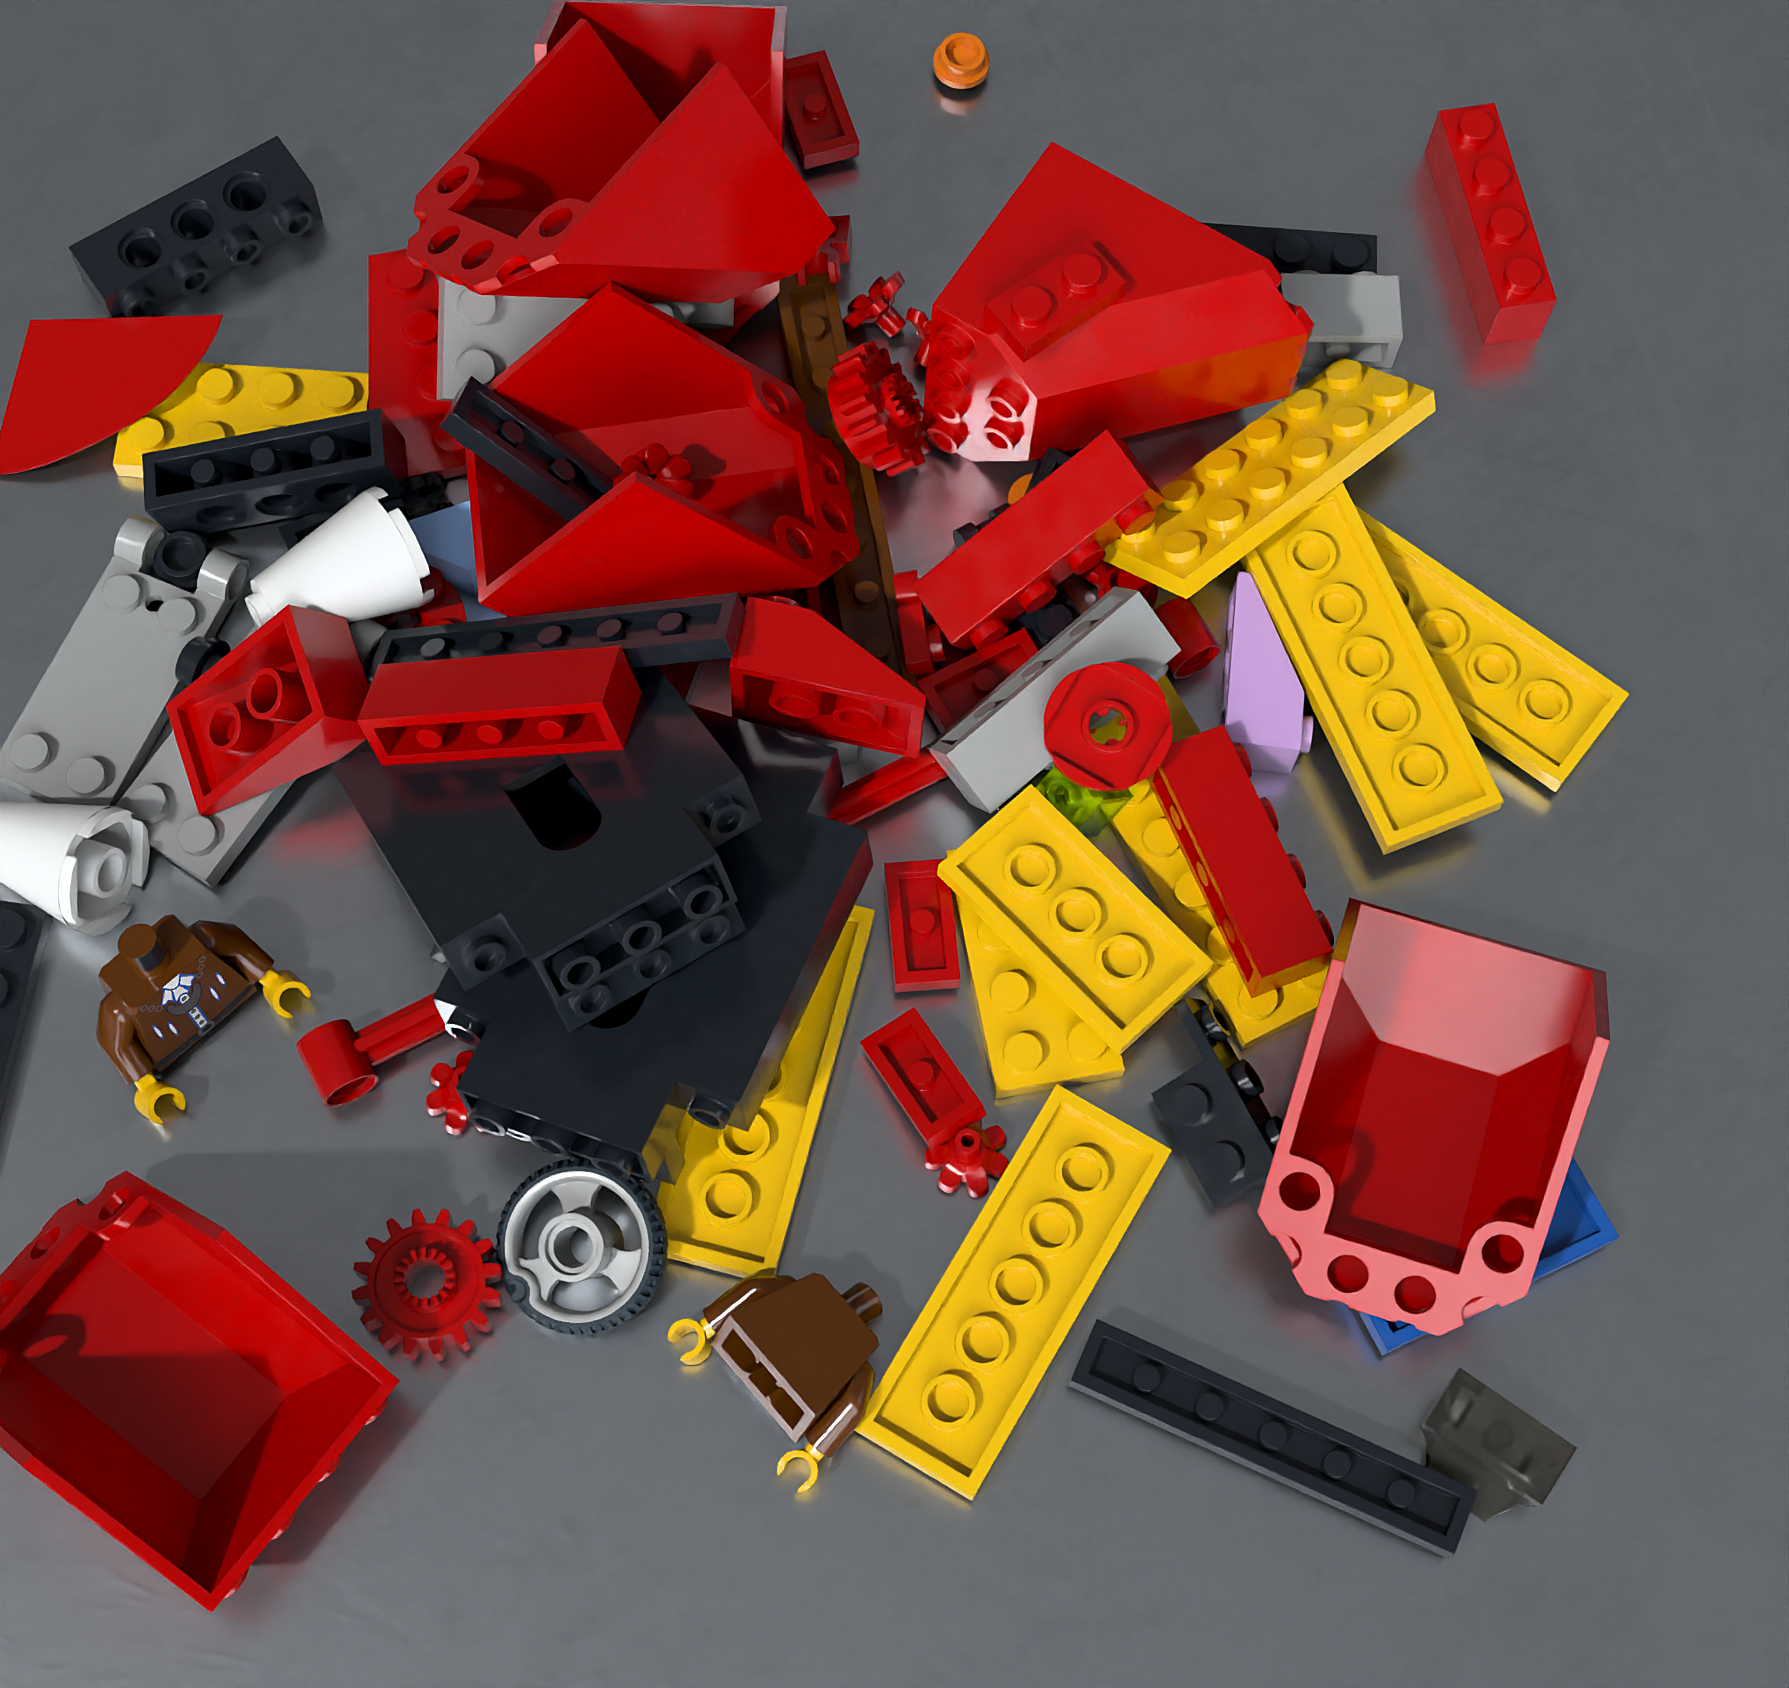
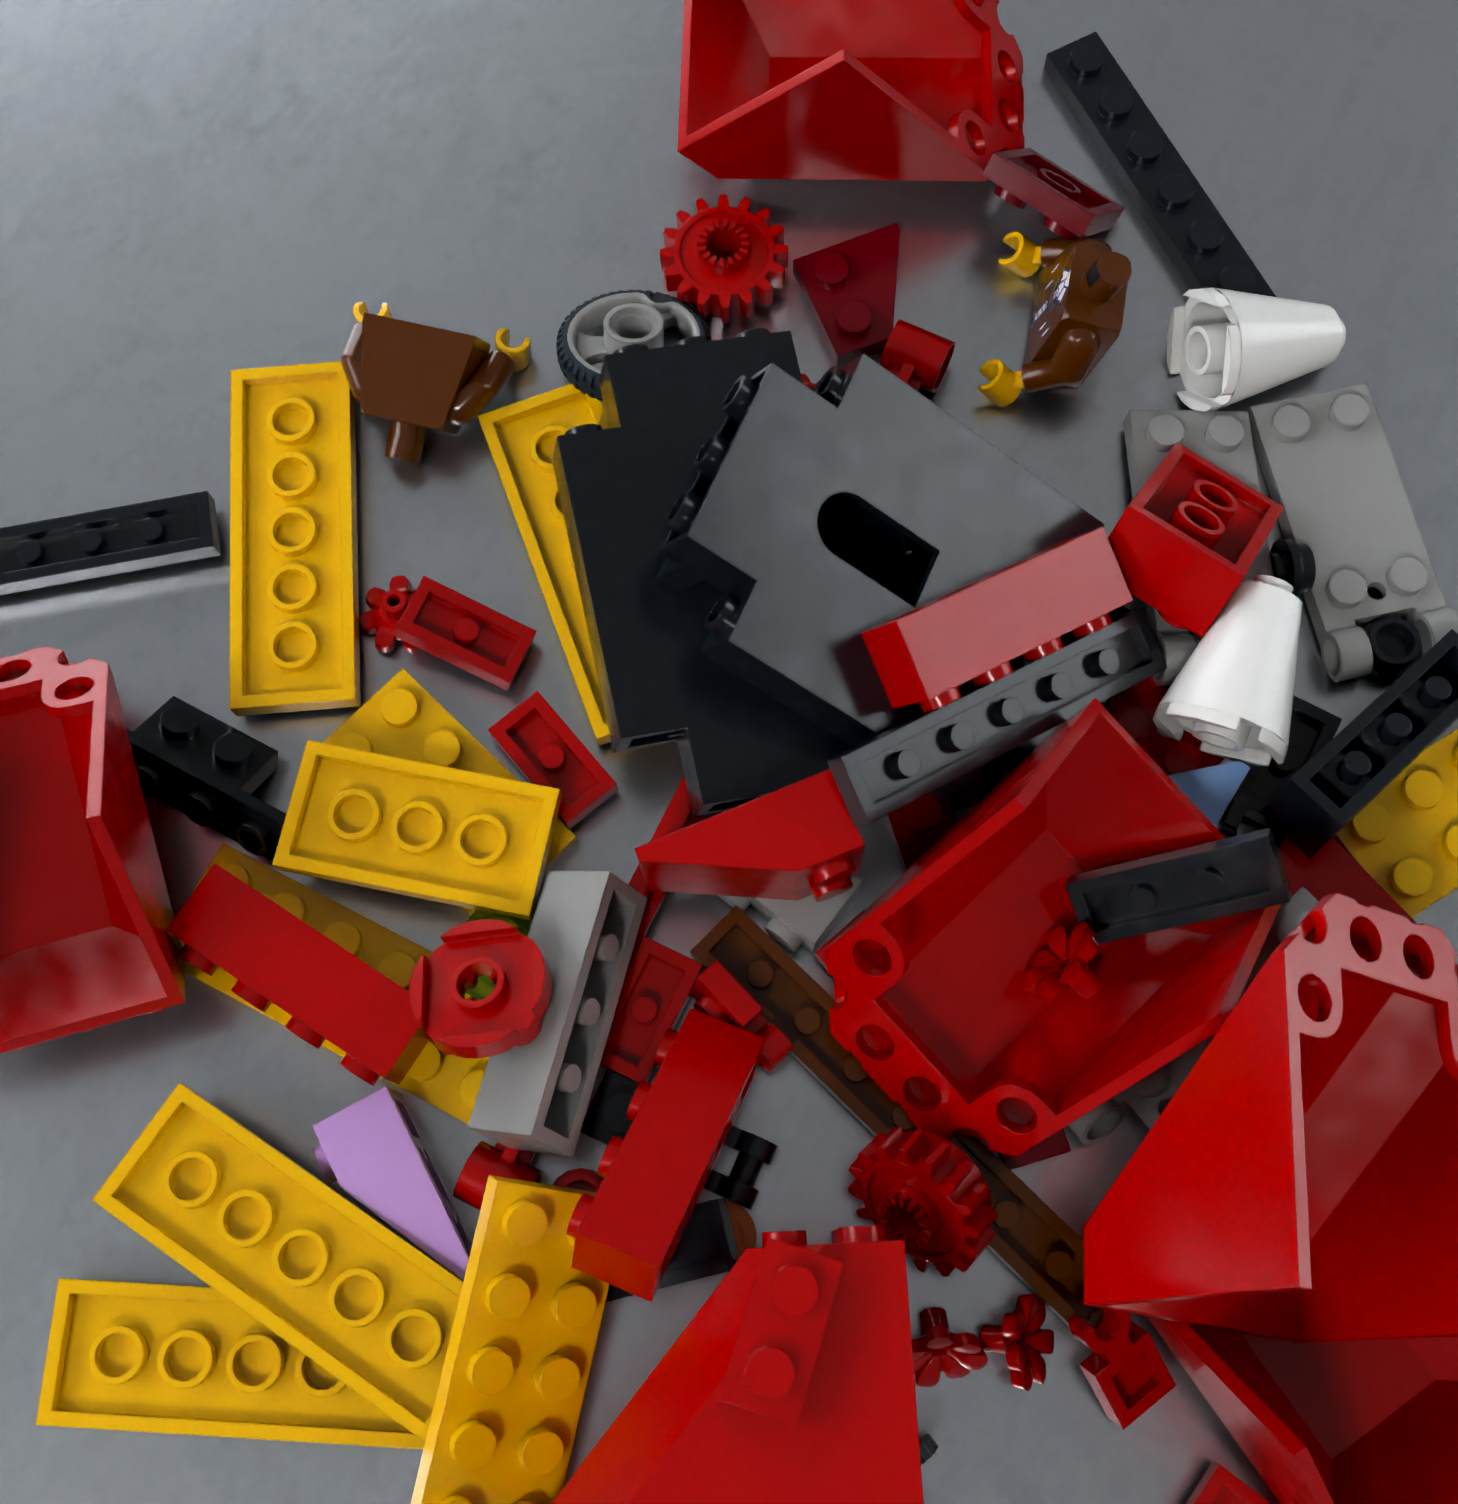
camera: 155 degrees right, 5 degrees up
(86, 1115) = (1064, 199): none -> dark red plate
(335, 1175) = (852, 292): none -> dark red wing

